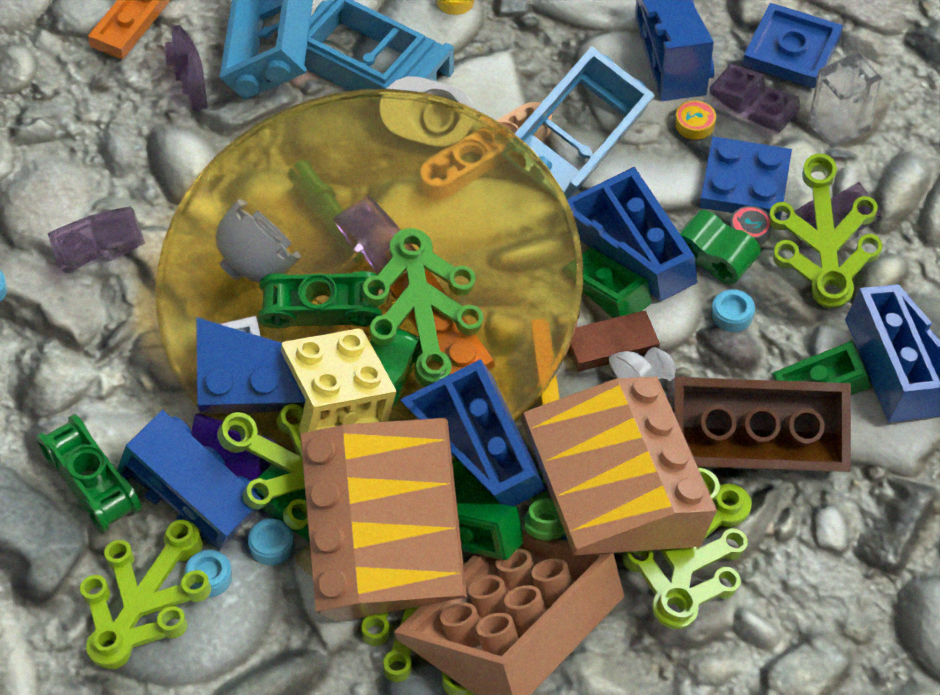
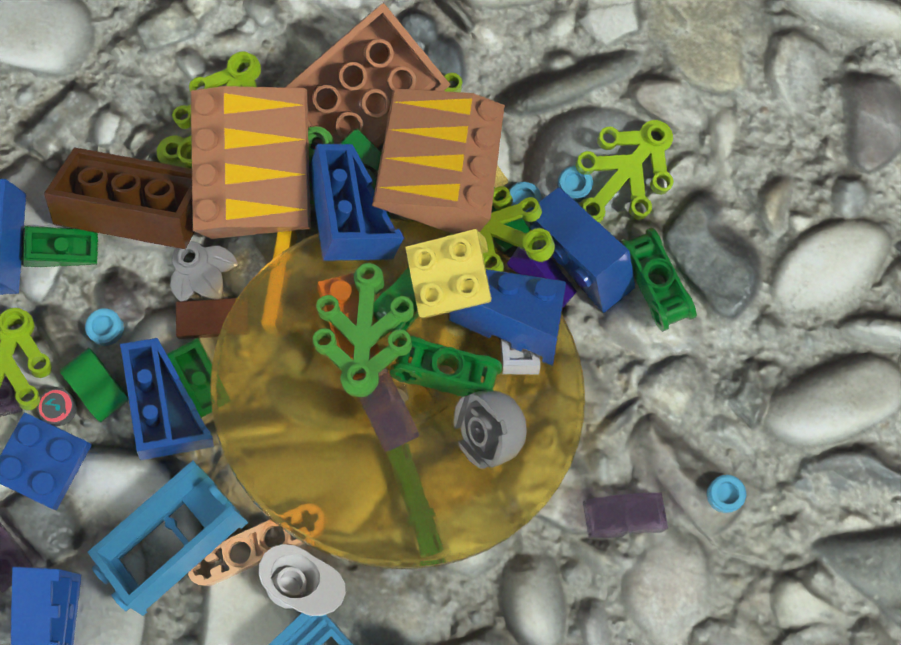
camera: 165 degrees left, 20 degrees up
(695, 119) = (59, 537): yellow tile -> none

